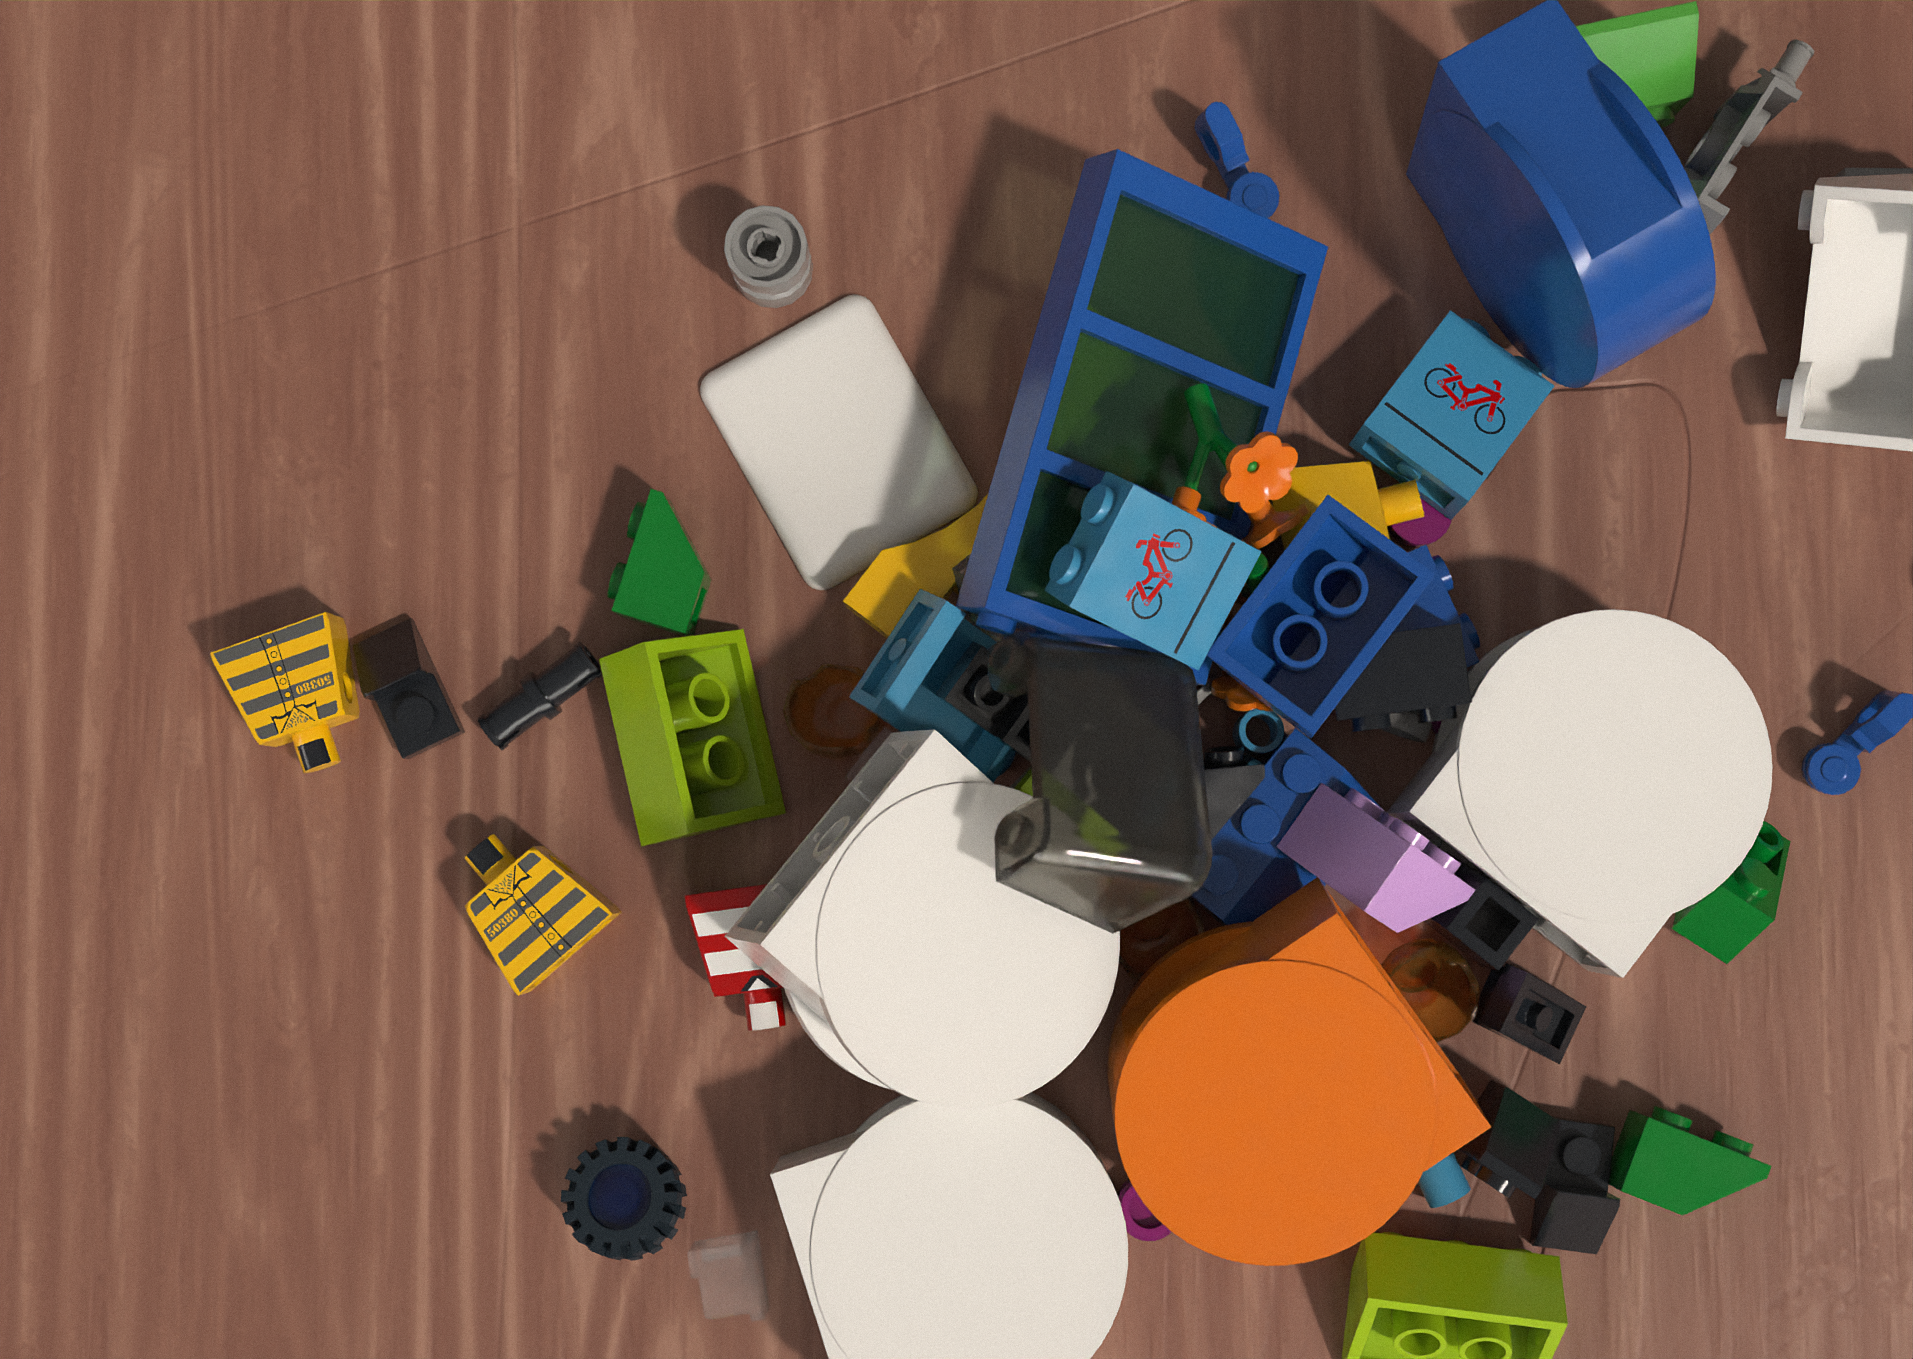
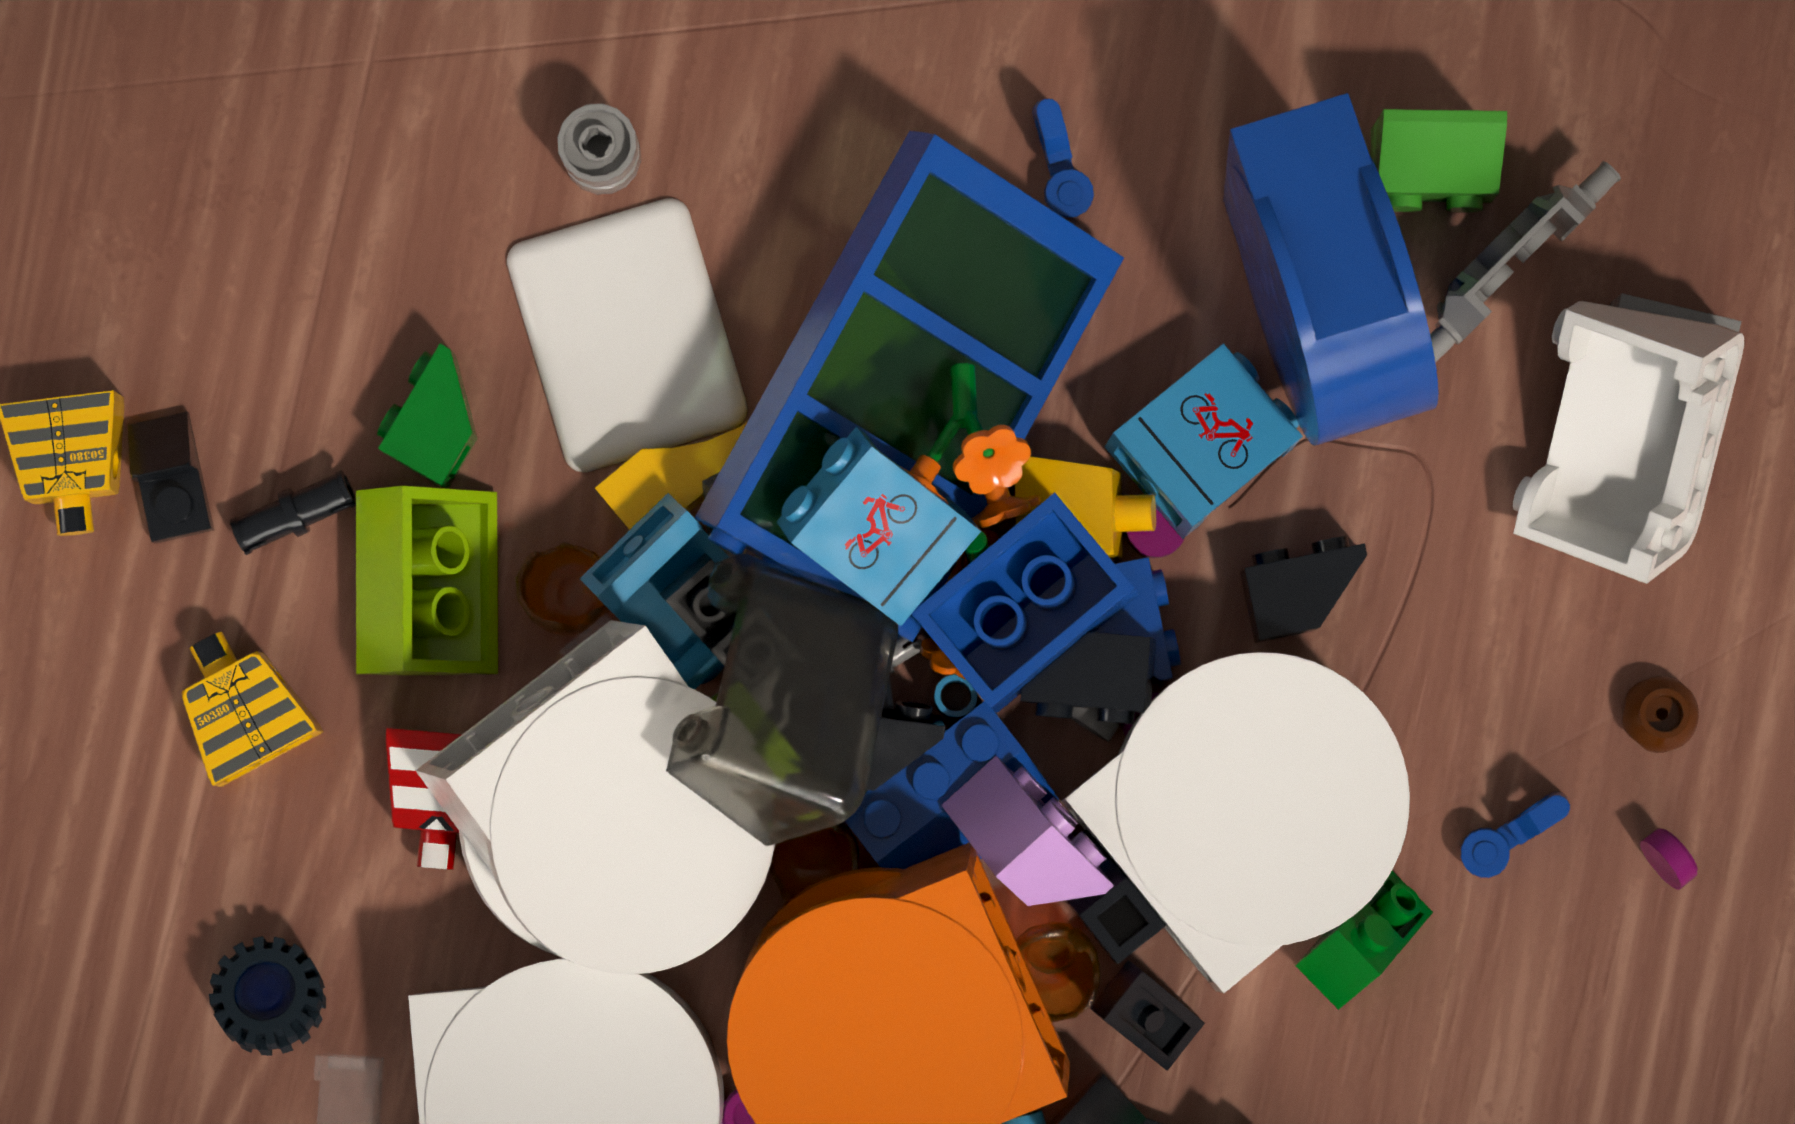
camera: 10 degrees right, 0 degrees up
(1582, 548) = (1299, 592): none -> black slope

